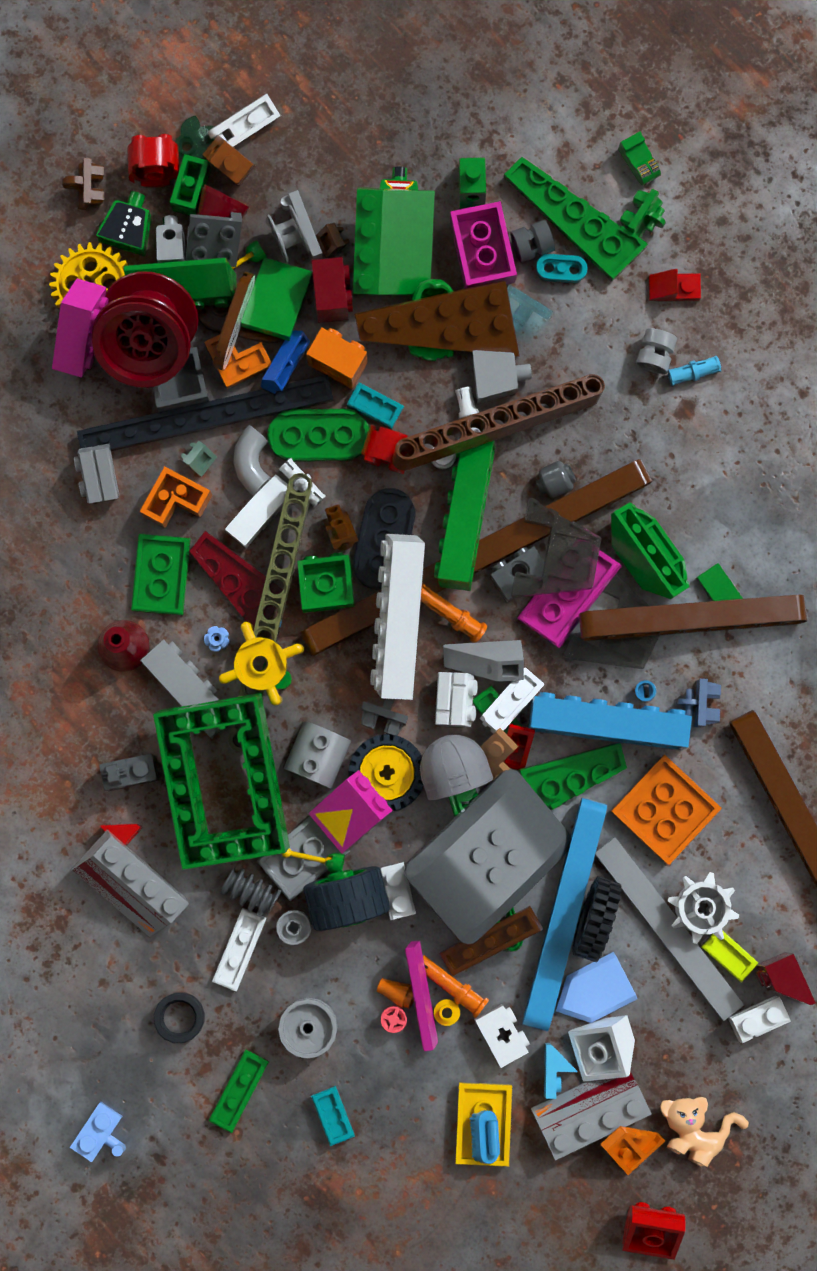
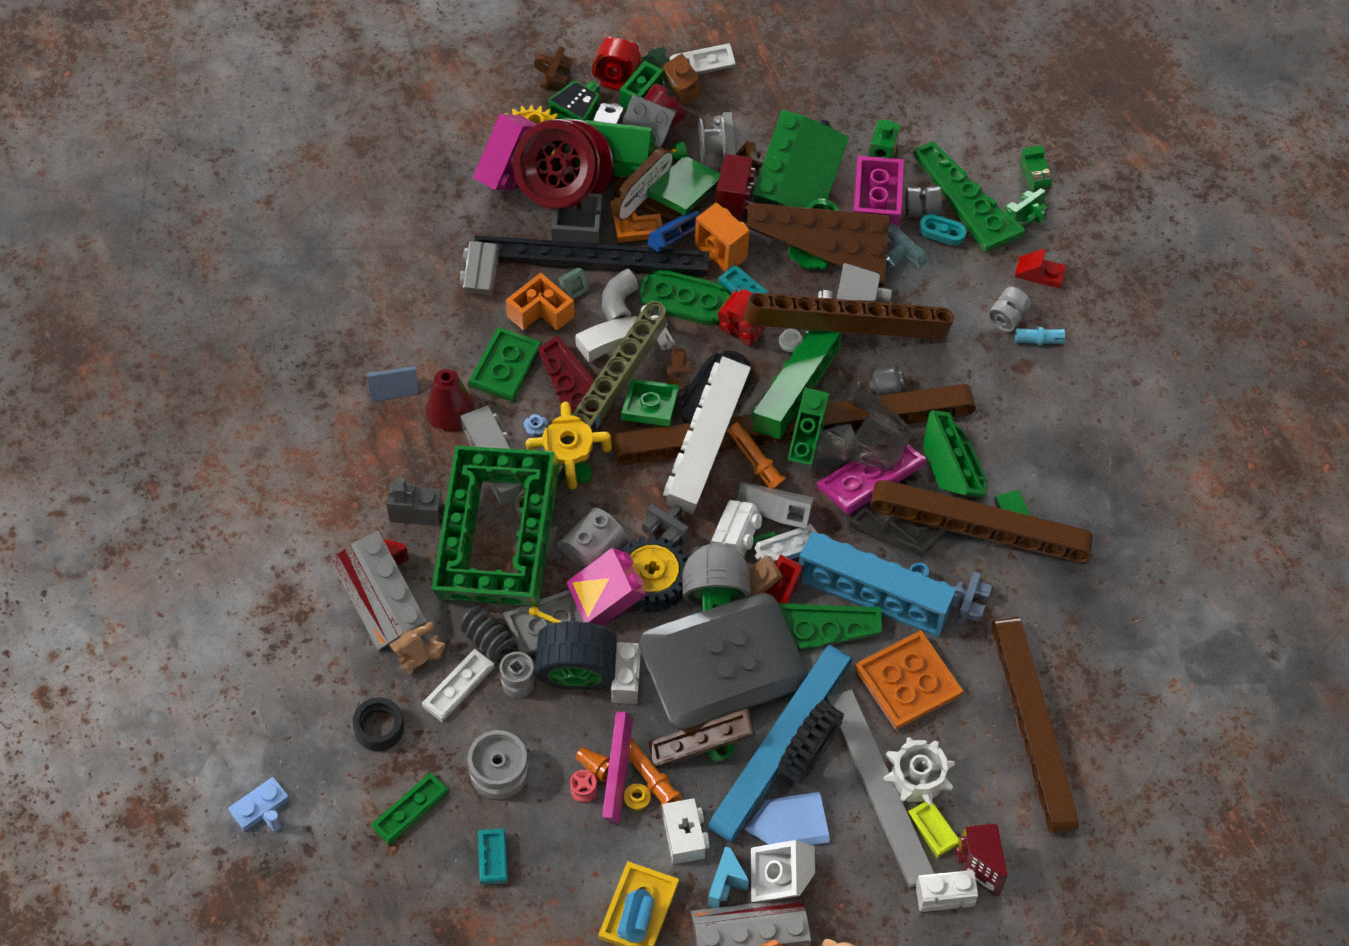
camera: 20 degrees right, 25 degrees down
(56, 637) = (393, 383): none -> sand blue slope
(187, 934) = (412, 650): none -> medium nougat animal
(495, 569) = (809, 426): none -> green slope

